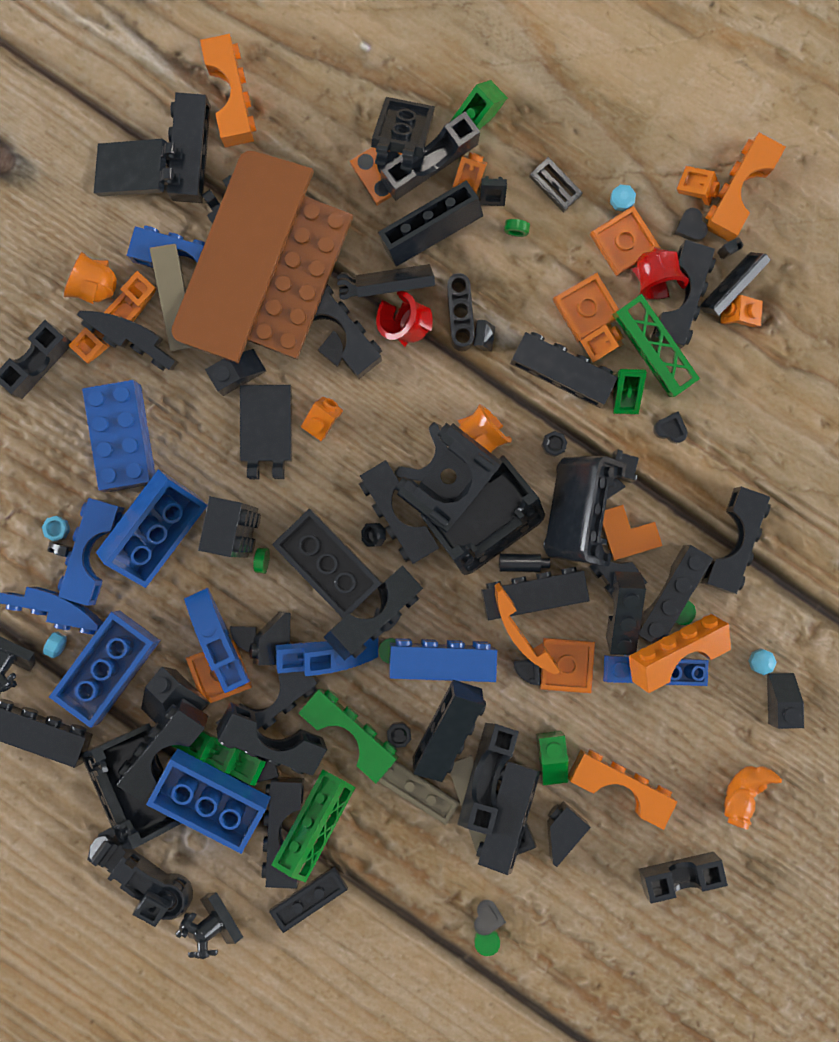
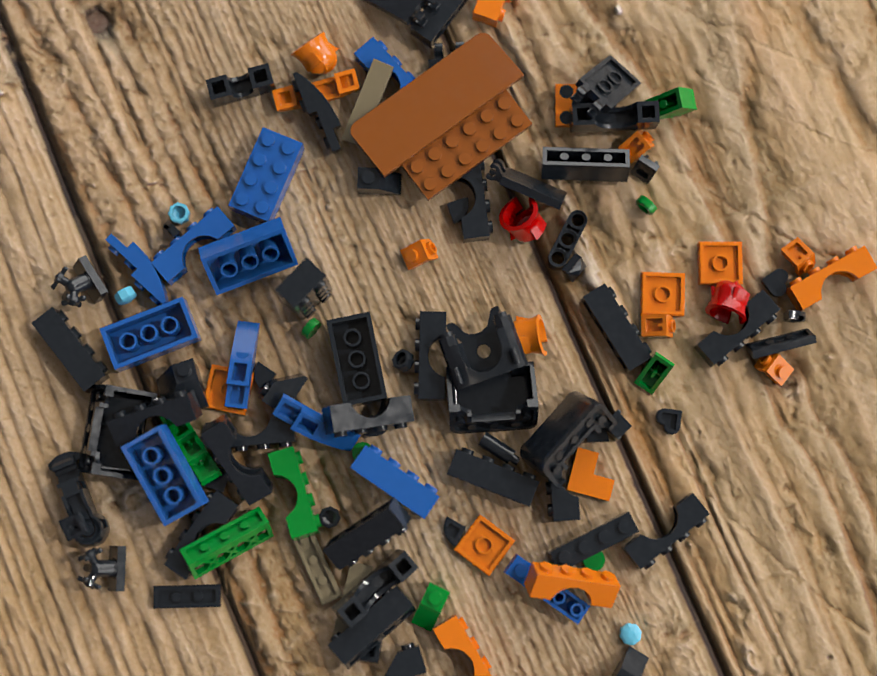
camera: 30 degrees right, 5 degrees down
(265, 428) = (374, 235): black tile -> none
(539, 654) = (467, 522): orange slope -> none
(549, 191) = (698, 209): tile -> none
(554, 443) = (576, 377): black tile -> none
(622, 197) = (737, 231): medium azure tile -> none
(625, 624) = (550, 530): black arch -> none
(648, 353) = (685, 357): green fence -> none

